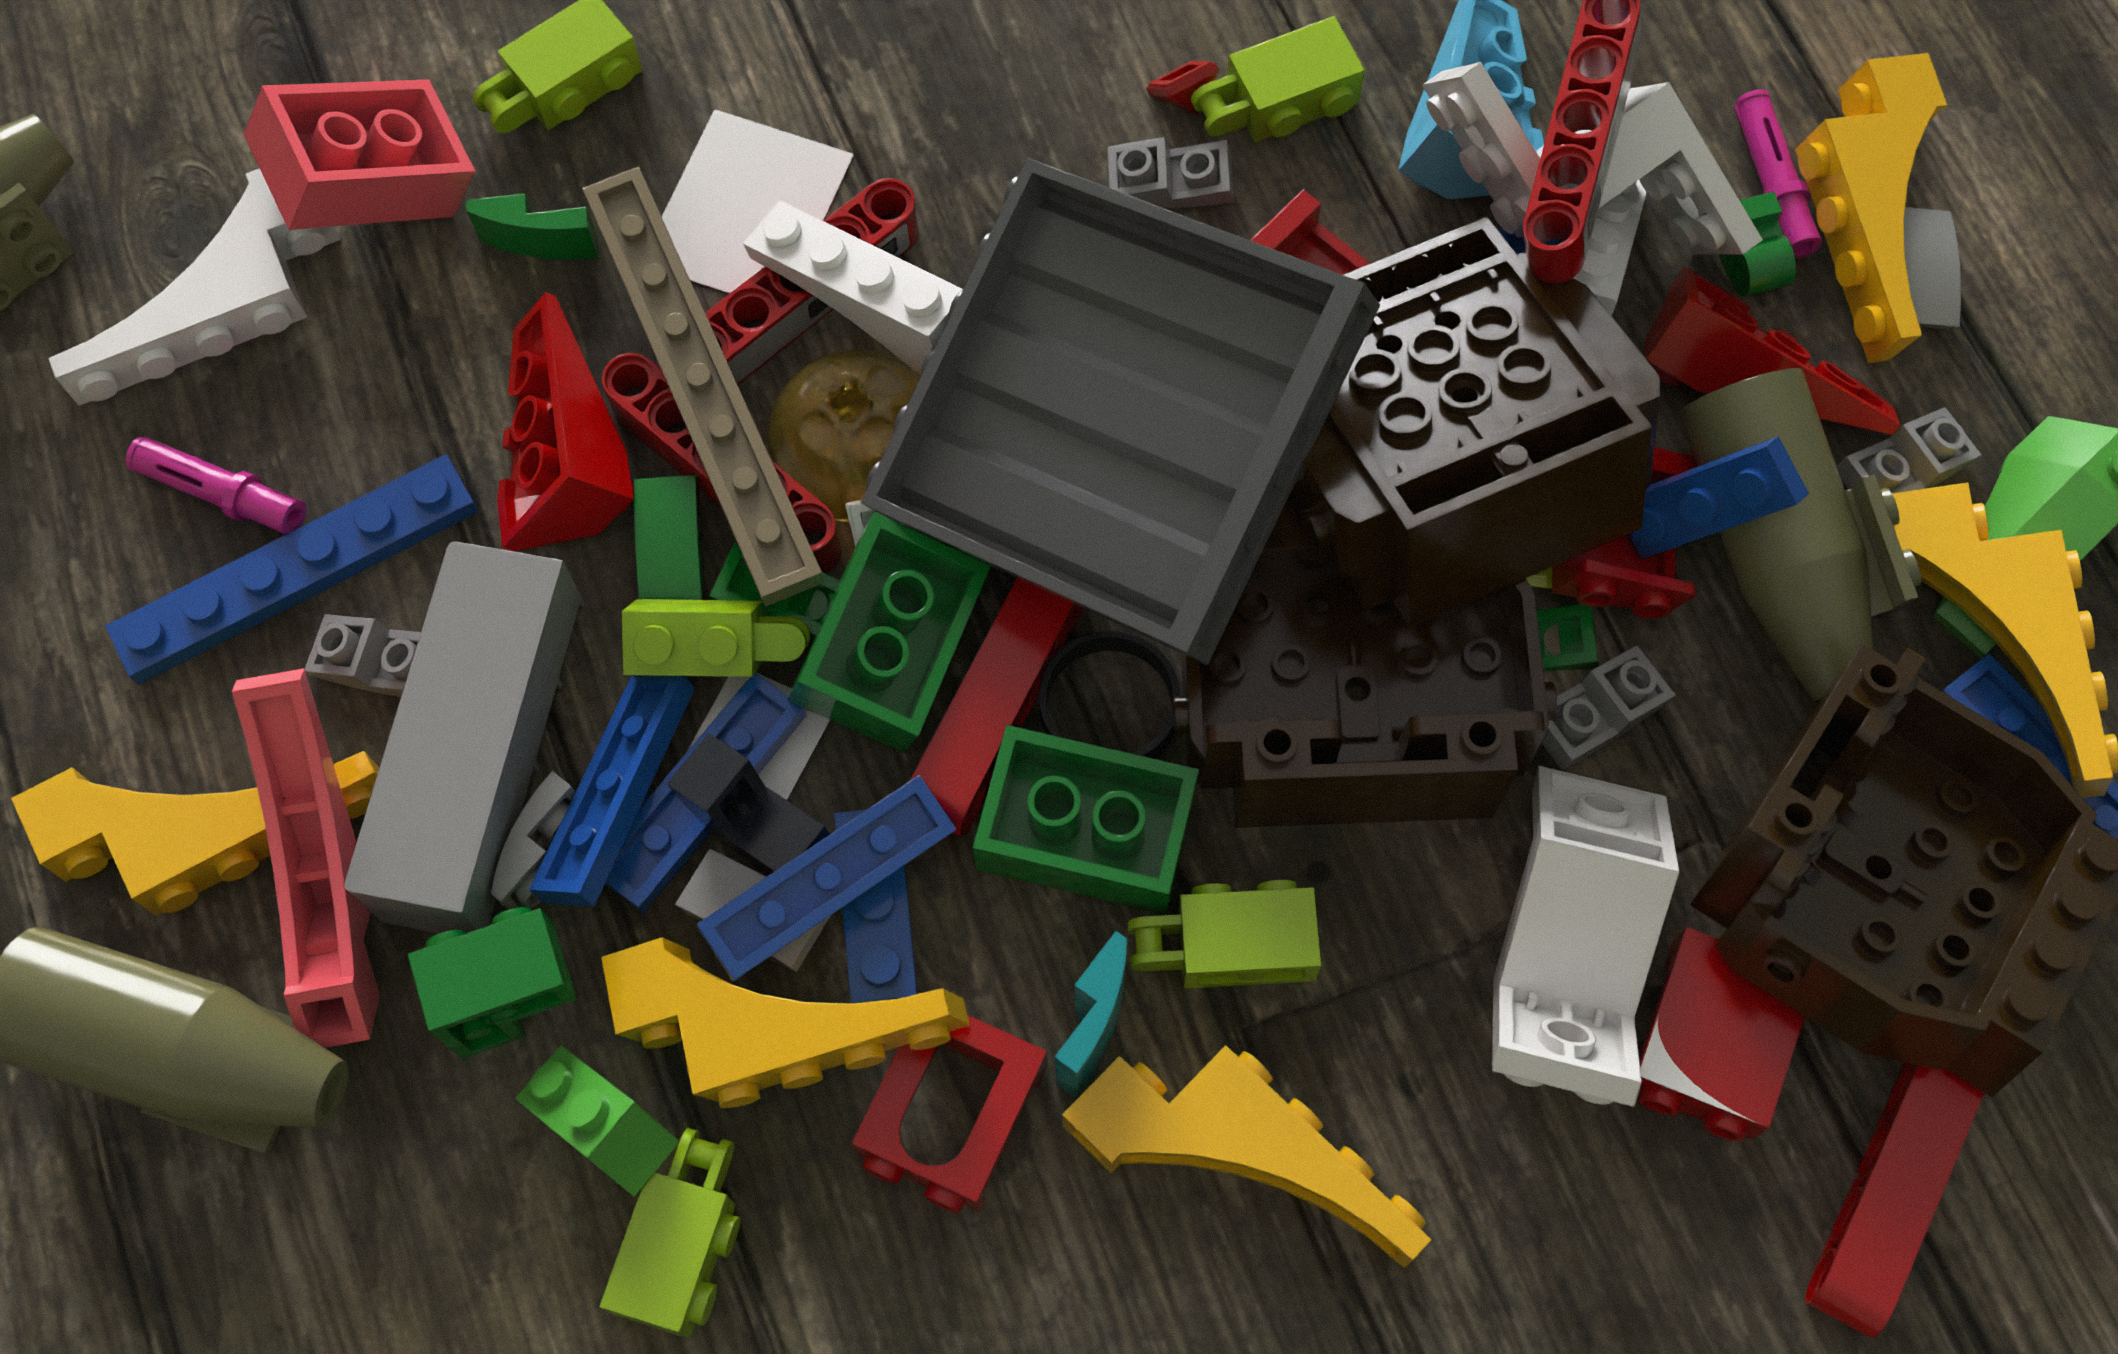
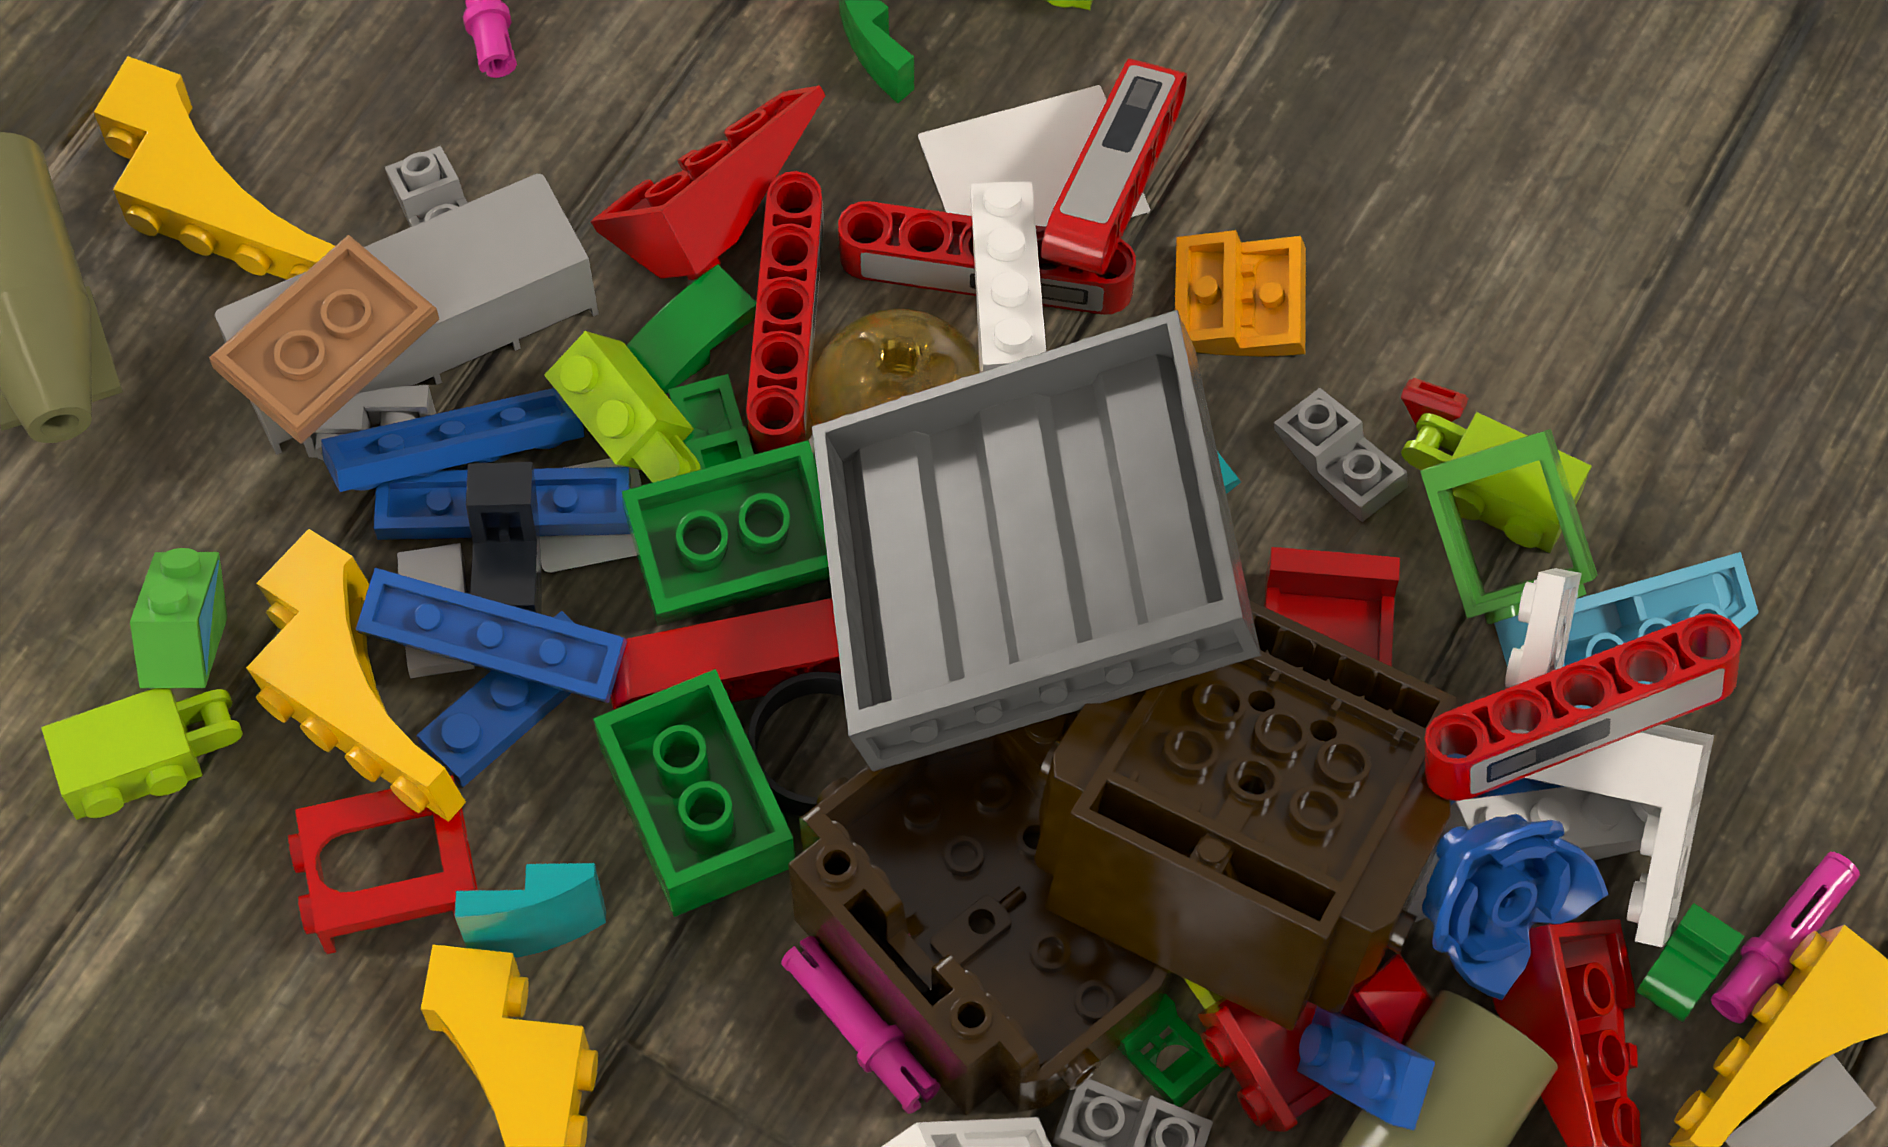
camera: 50 degrees right, 5 degrees down
(290, 569) = (463, 98): blue plate -> none
(311, 848) = (156, 355): coral arch -> none
(454, 816) = (324, 338): none -> medium nougat tile
(490, 979) = (225, 465): green brick -> none
(703, 388) = (821, 247): dark tan plate -> none
(814, 139) = (1114, 167): none -> beam
(980, 141) = (1242, 294): none -> light orange slope
(1234, 936) = (691, 978): lime brick -> none
(1292, 70) = (1440, 480): none -> bright green window
(1370, 838) = (878, 1044): none -> dark pink pin
(1649, 298) = (1499, 884): none -> blue brick
(1673, 446) = (1394, 999): none -> red slope

